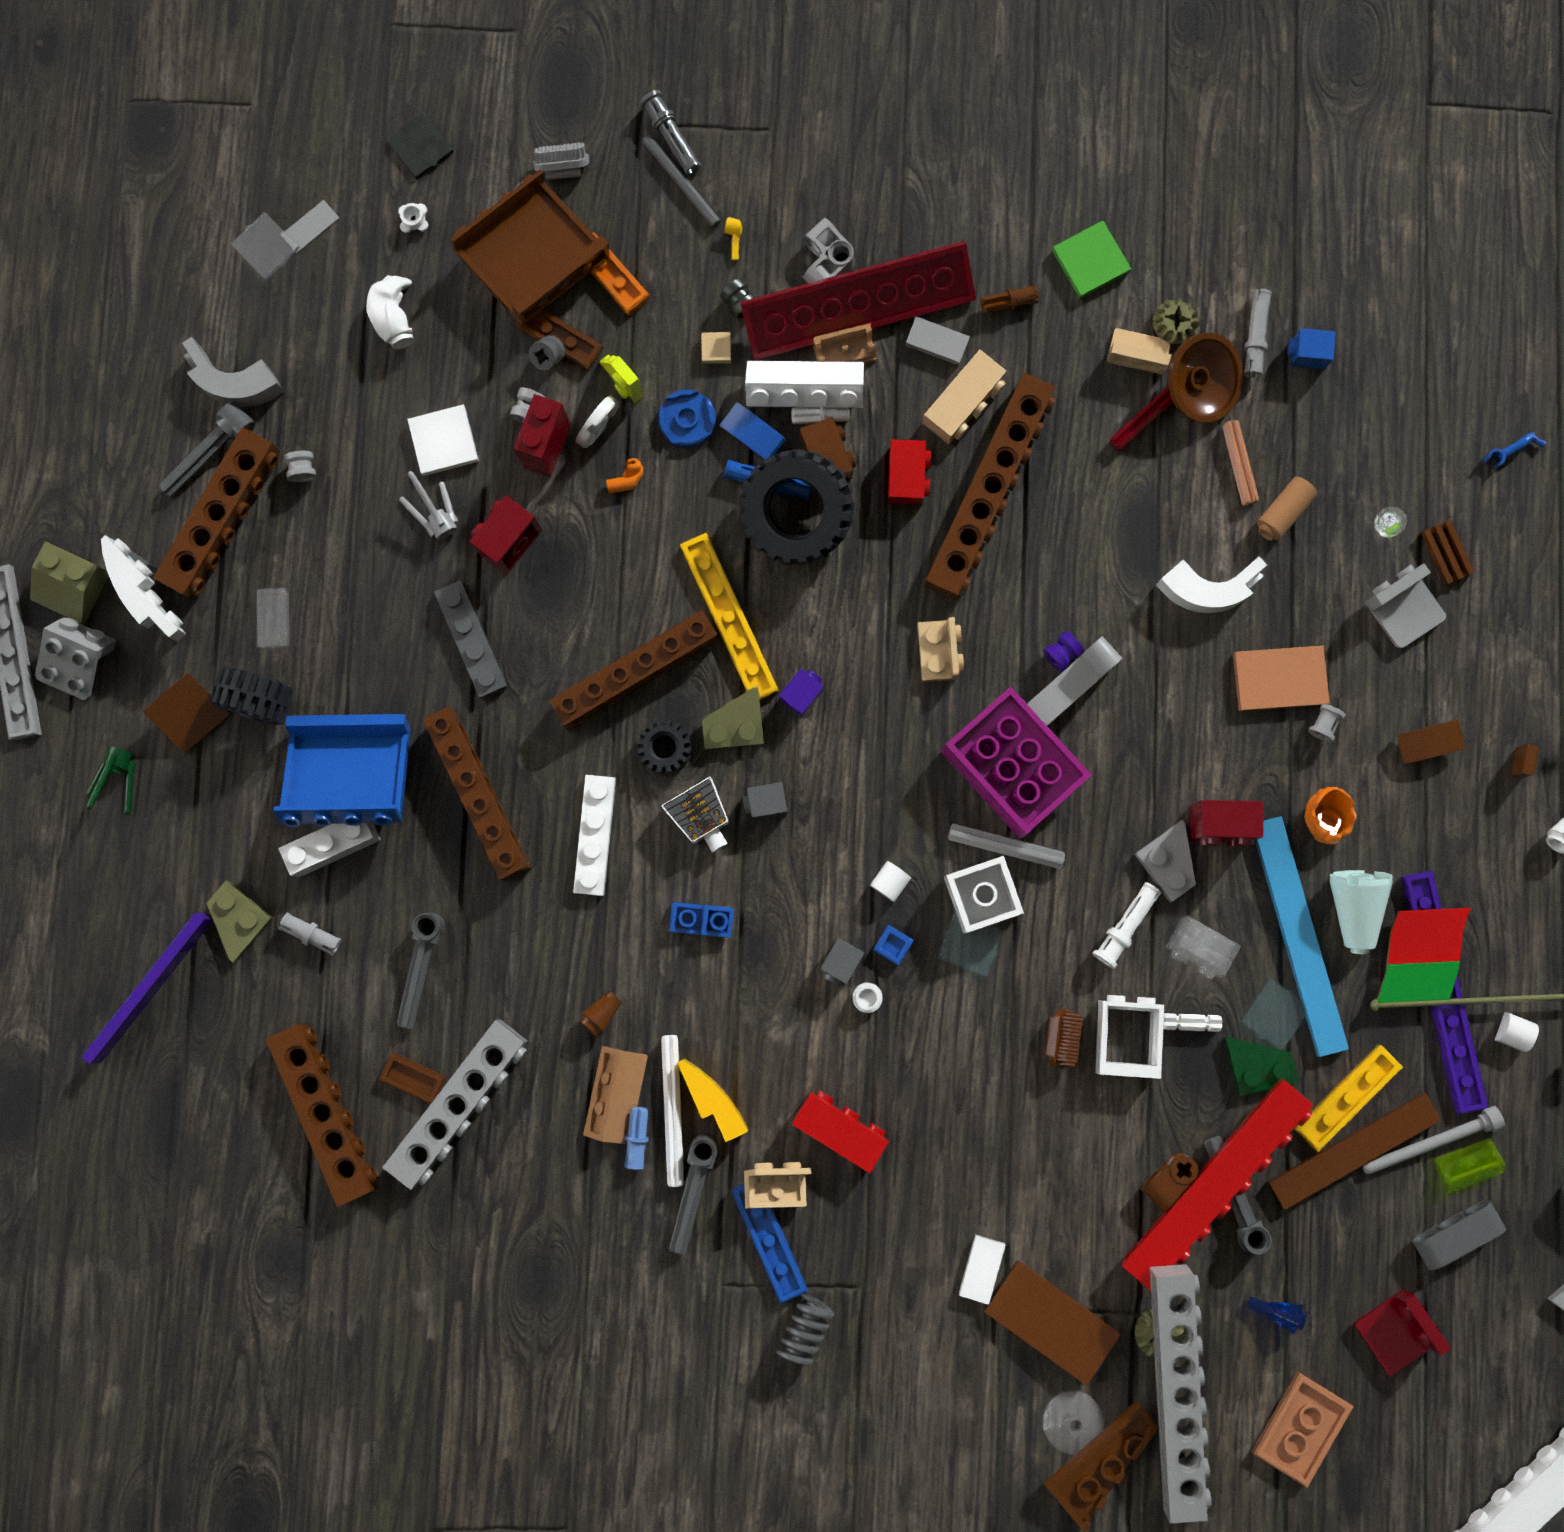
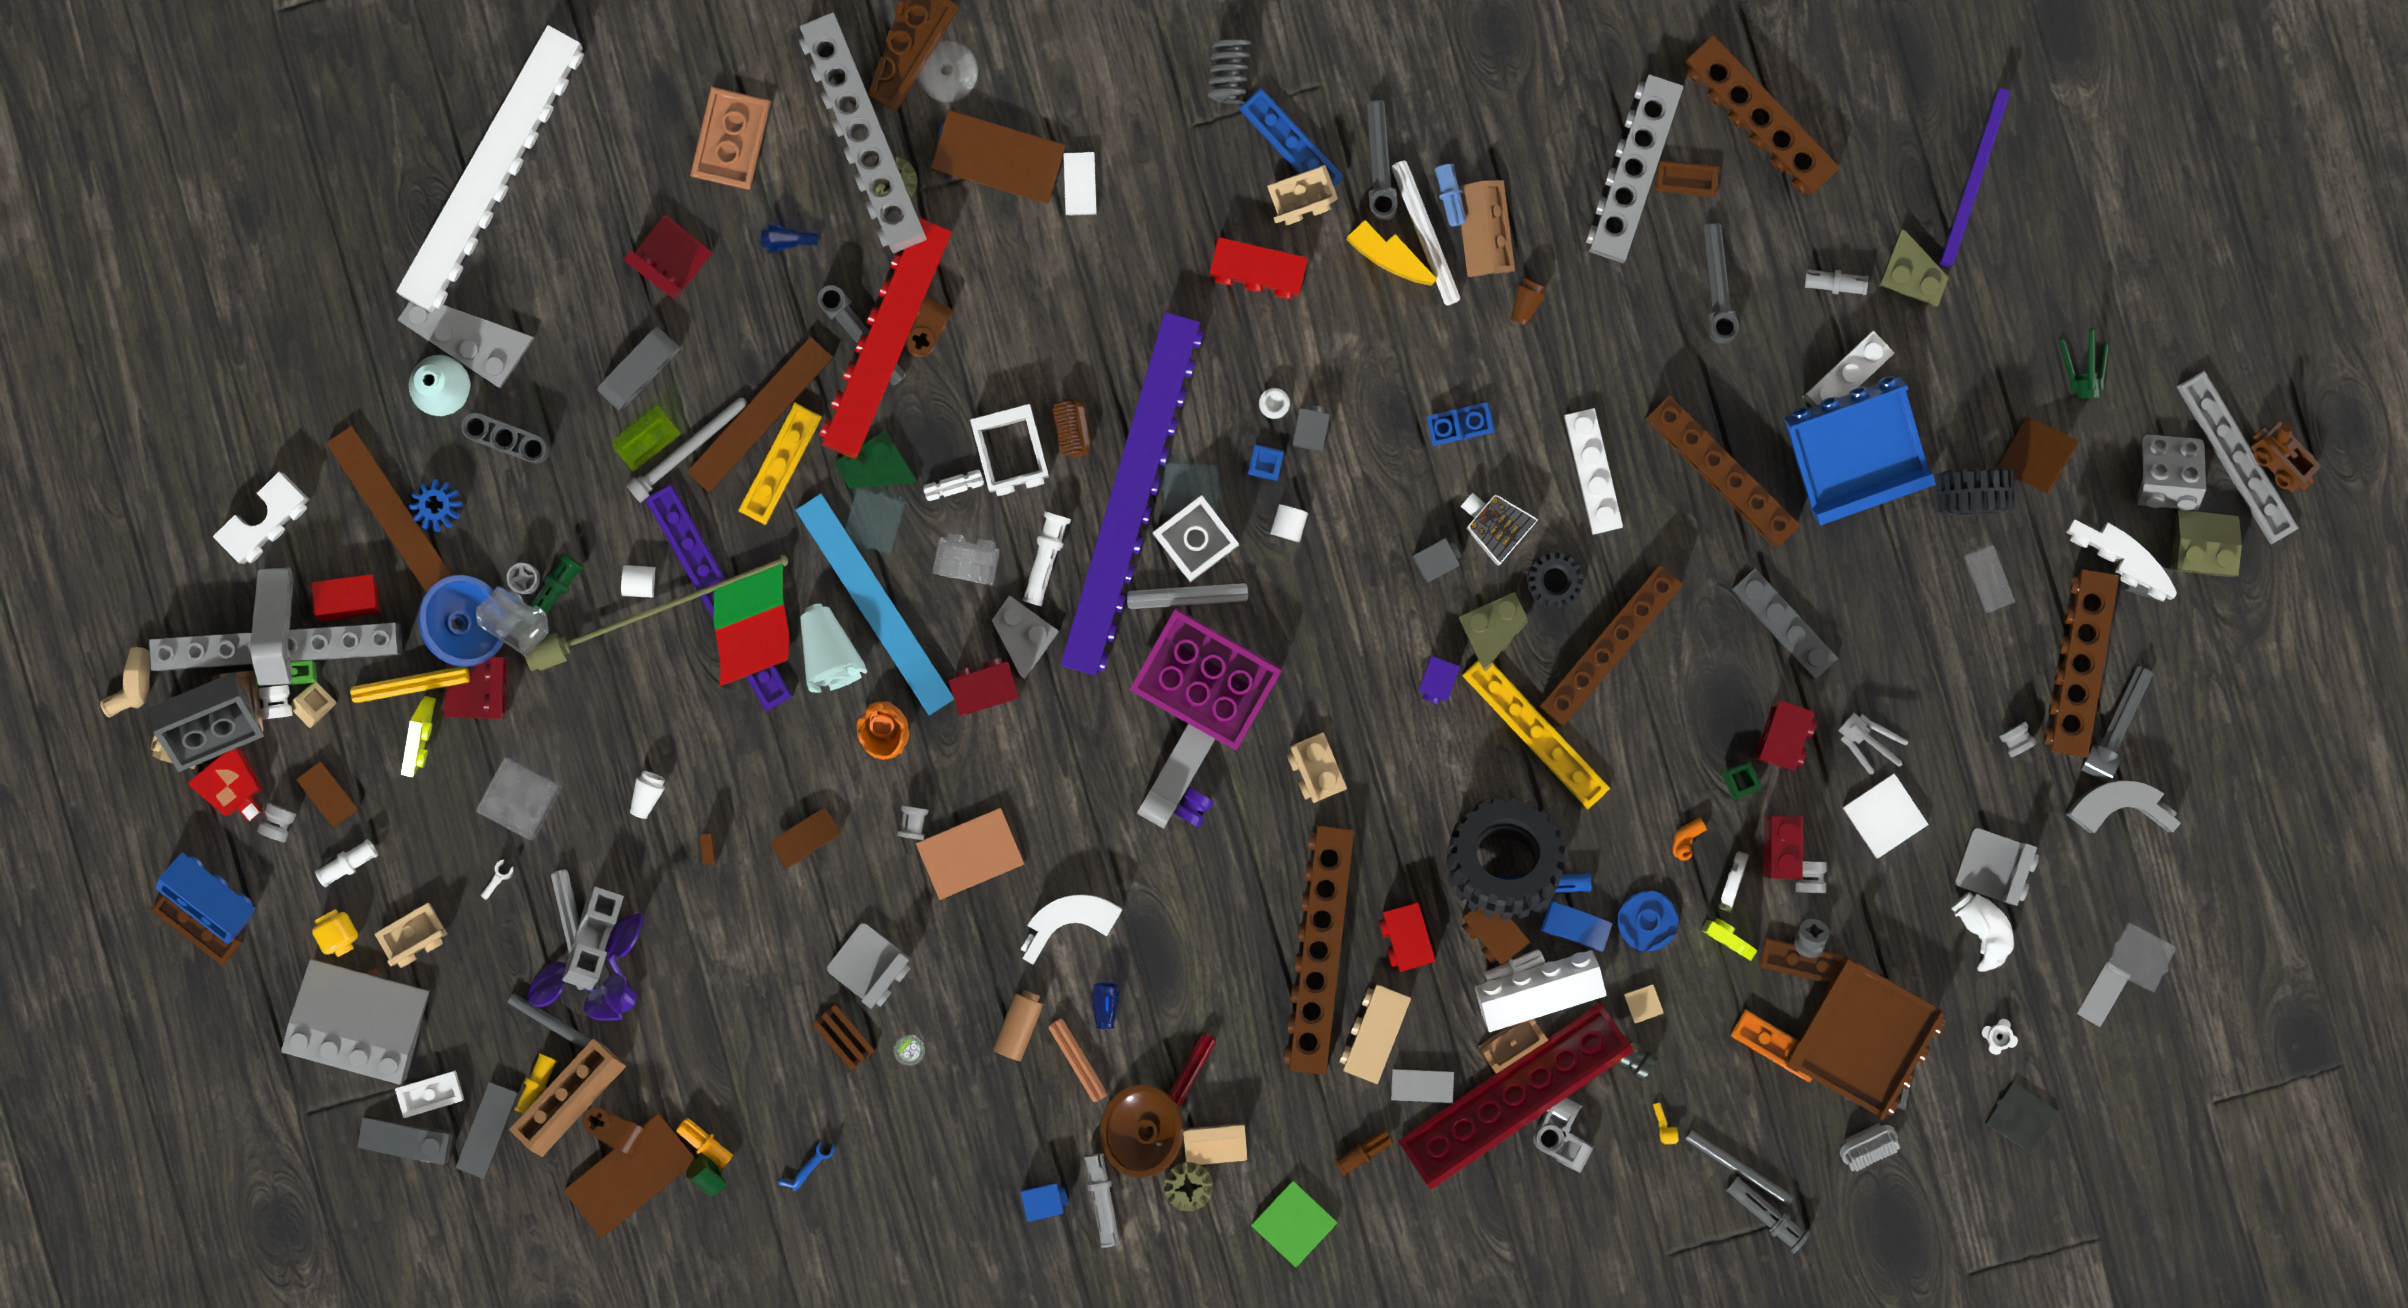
camera: 155 degrees right, 5 degrees up
(359, 360) = (1996, 866): none -> light grey bracket
(559, 512) = (1741, 780): none -> dark green brick
(1029, 957) = (1131, 493): none -> dark purple brick
(1200, 504) = (1105, 1004): none -> clear blue cone

